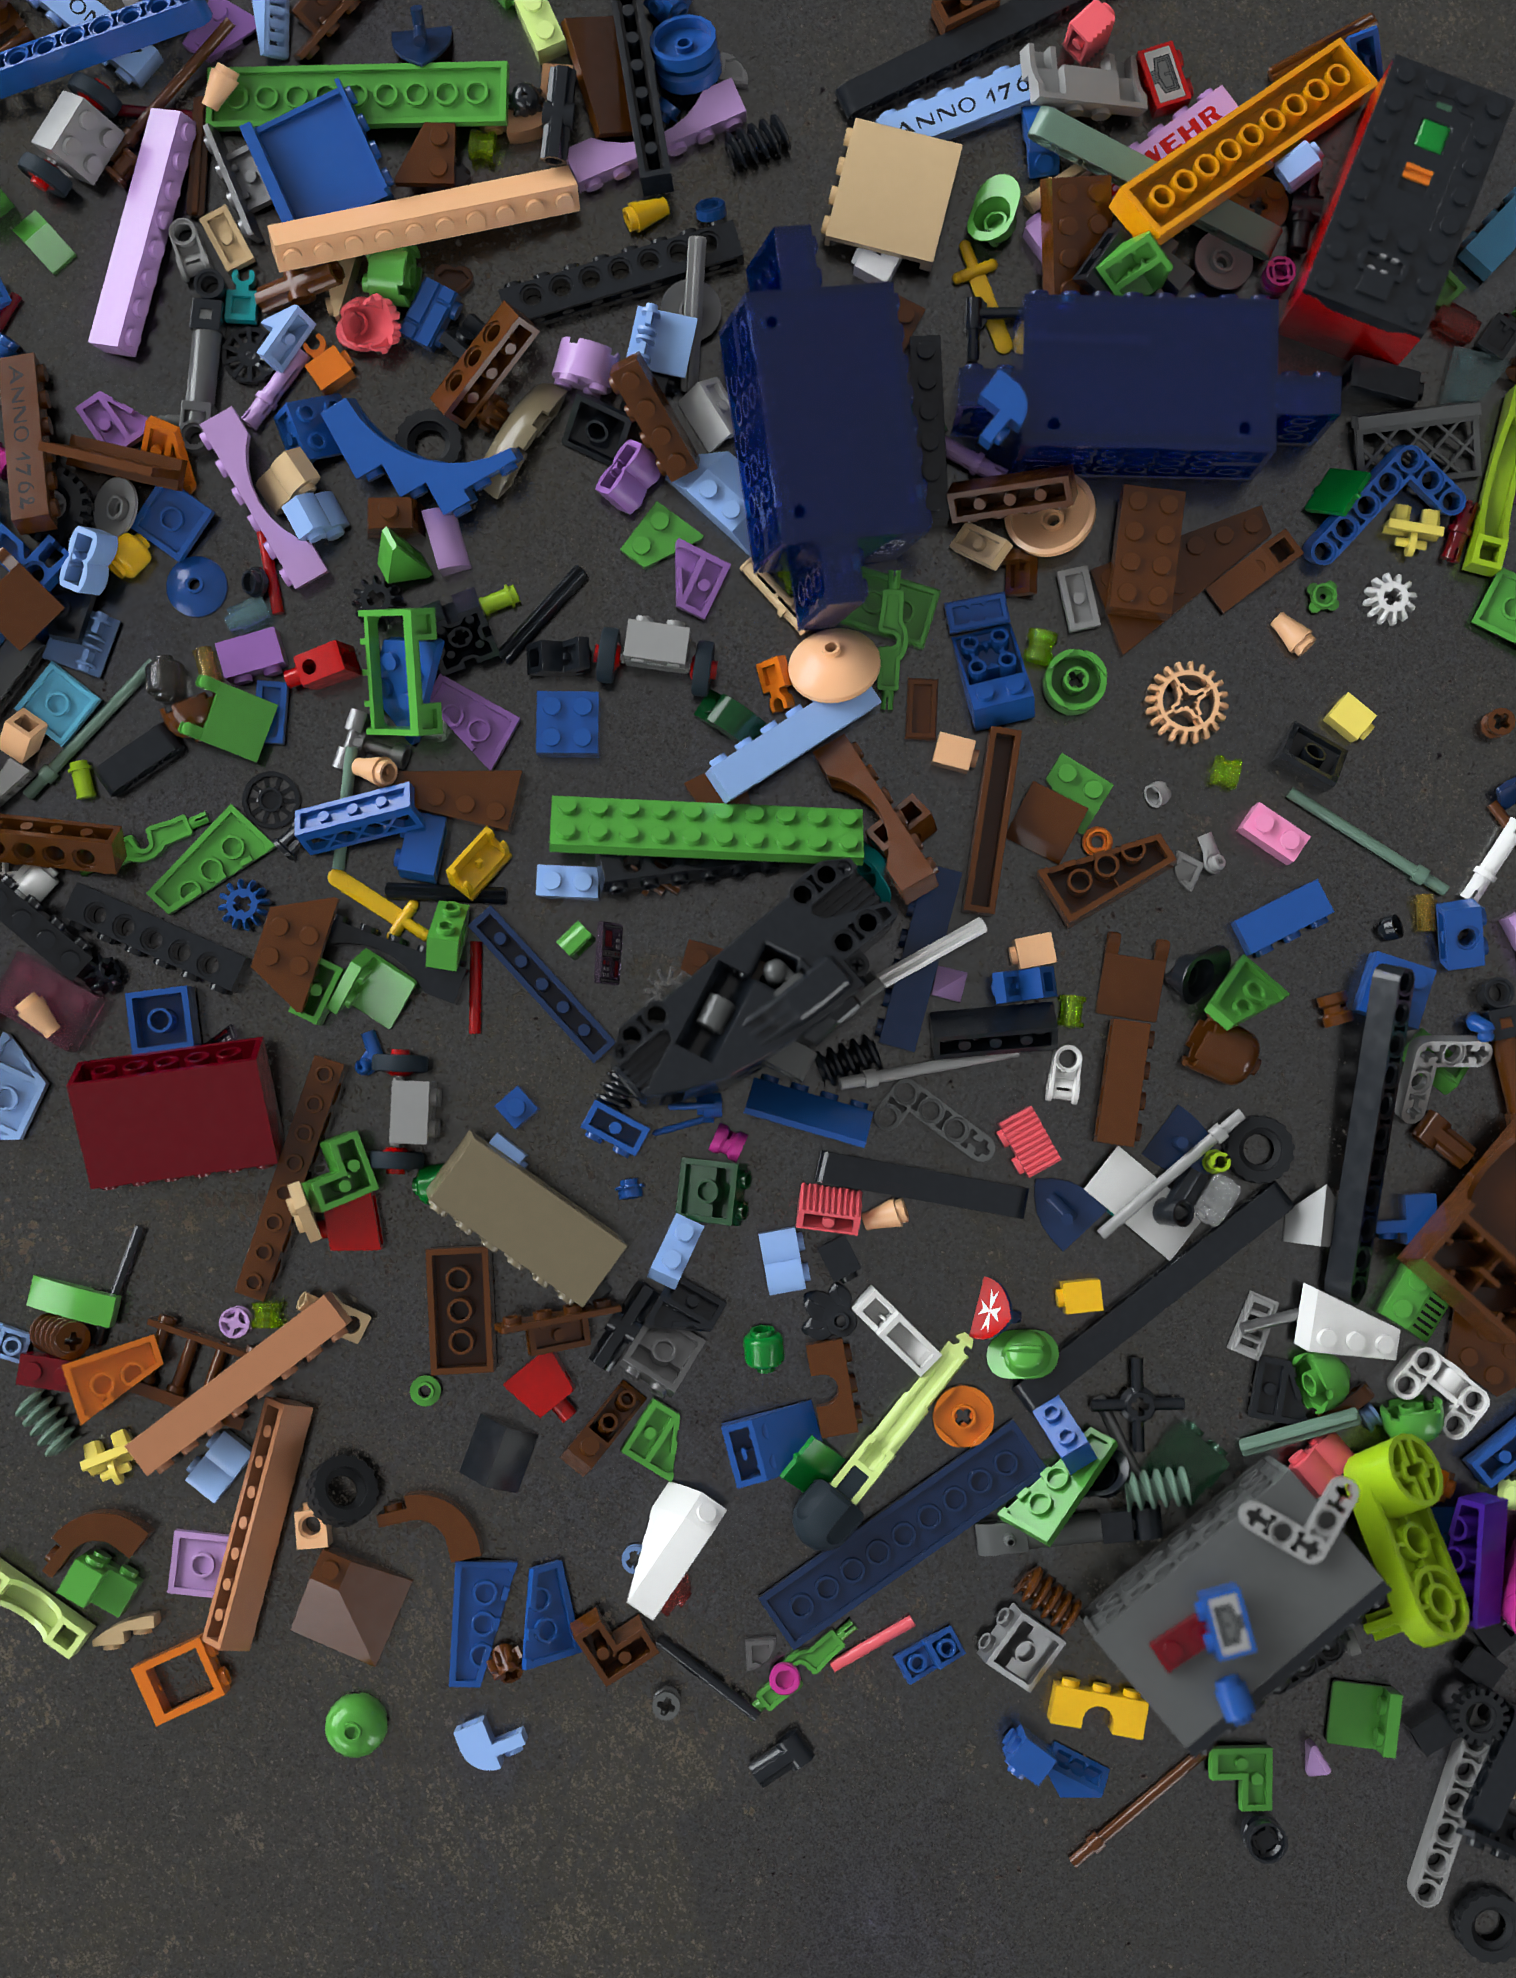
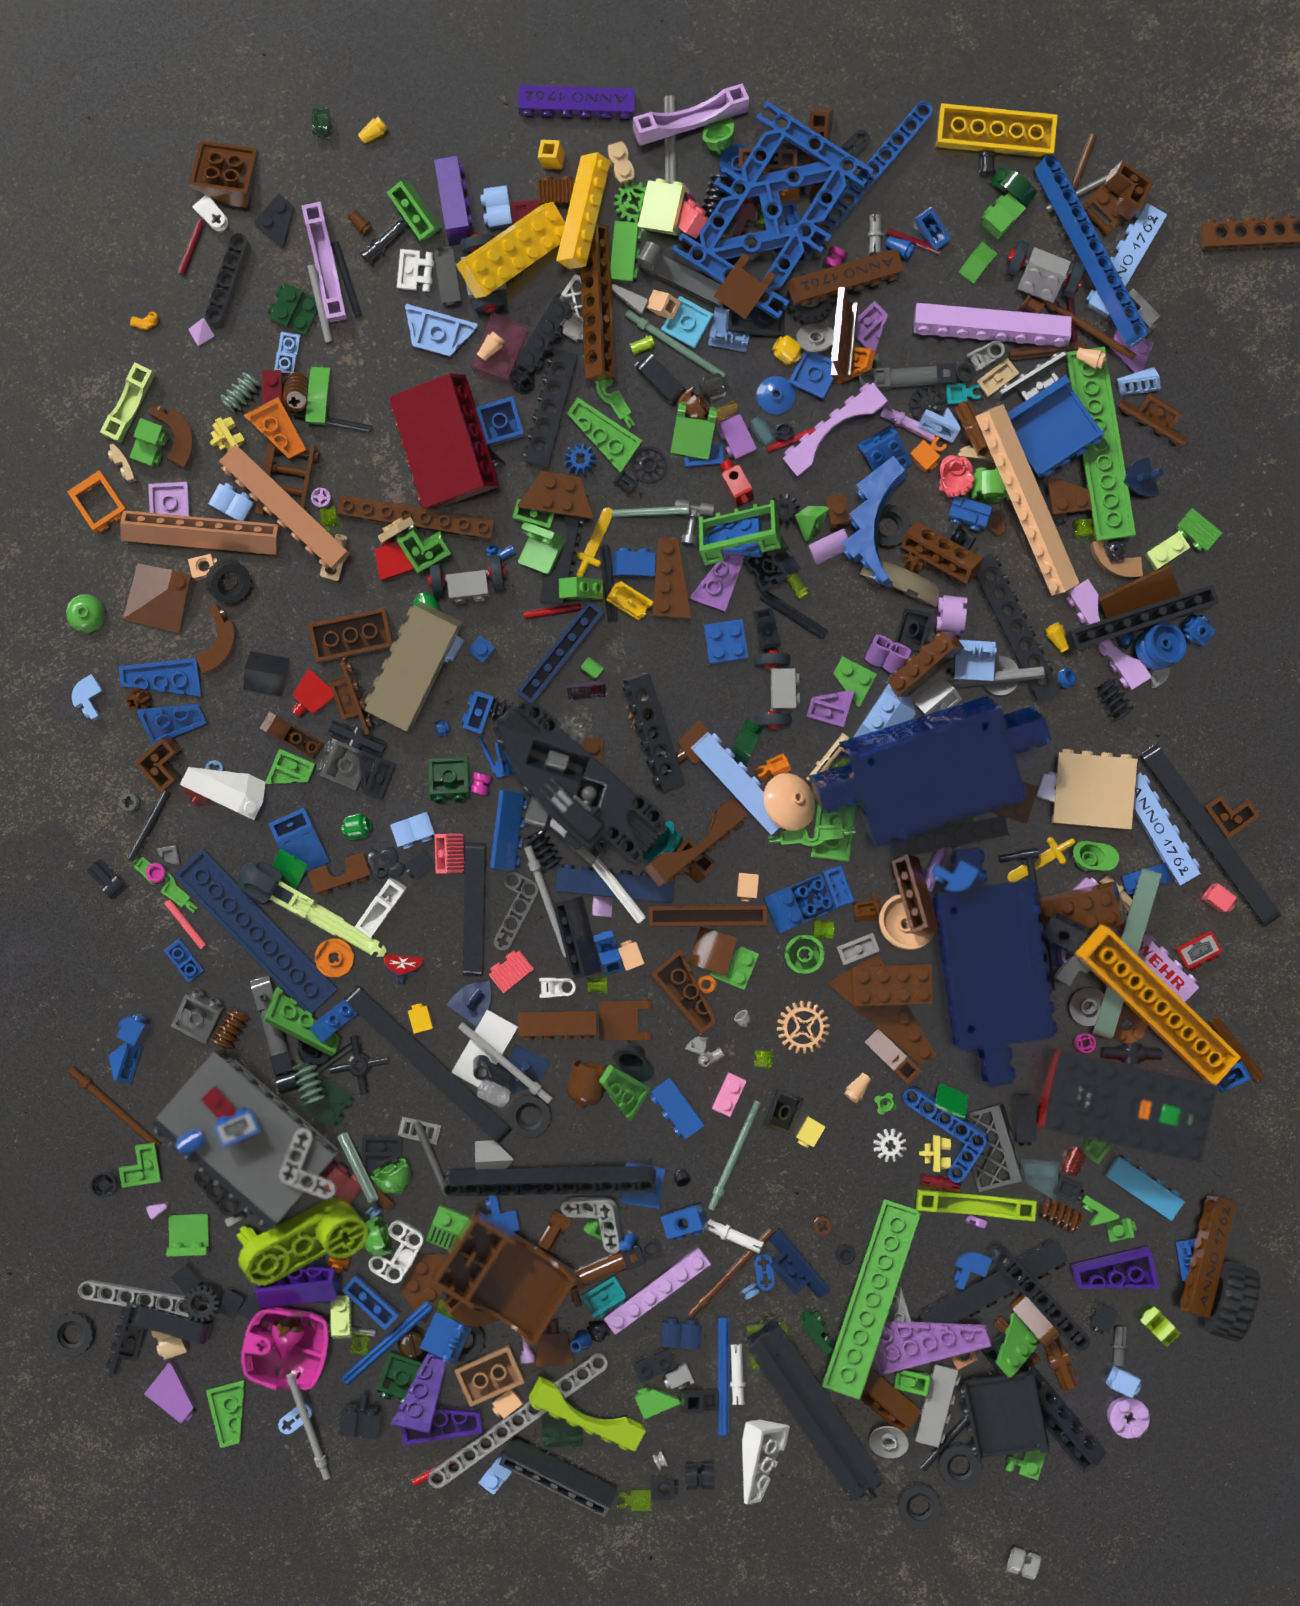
camera: 80 degrees right, 0 degrees up
(88, 560) = (777, 328): light blue brick -> none
(286, 478) = (848, 442): tan brick -> none
(316, 516) = (829, 463): light blue brick -> none
(355, 815) = (646, 520): blue fence -> none
(377, 770) = (676, 527): light nougat cone -> none
(434, 1386) = (297, 628): bright green plate -> none
(558, 115) = (1107, 572): black piece -> none
(567, 882) = (626, 657): light blue brick -> none
(675, 1251) = (408, 762): light blue brick -> none
(705, 830) = (671, 738): bright green plate -> none
(886, 1215) = (452, 891): light nougat cone -> none
(921, 709) = (772, 861): reddish brown tile -> none
(981, 546) = (880, 881): tan plate -> none
(1022, 1354) = (378, 988): bright green piece -> none
(1072, 1700) = (170, 1053): yellow arch -> none
(1083, 89) = (1178, 900): light grey bracket -> none
(1136, 266) = (1063, 947): bright green slope -> none
(1209, 1161) = (517, 1085): lime pin -> none
(1299, 165) = (1152, 1042): light blue brick -> none
(1335, 1009) = (625, 1150): reddish brown wheel -> none
(1341, 1329) = (426, 1182): white wedge -> none
(1425, 912) = (695, 1198): clear yellow pin -> none

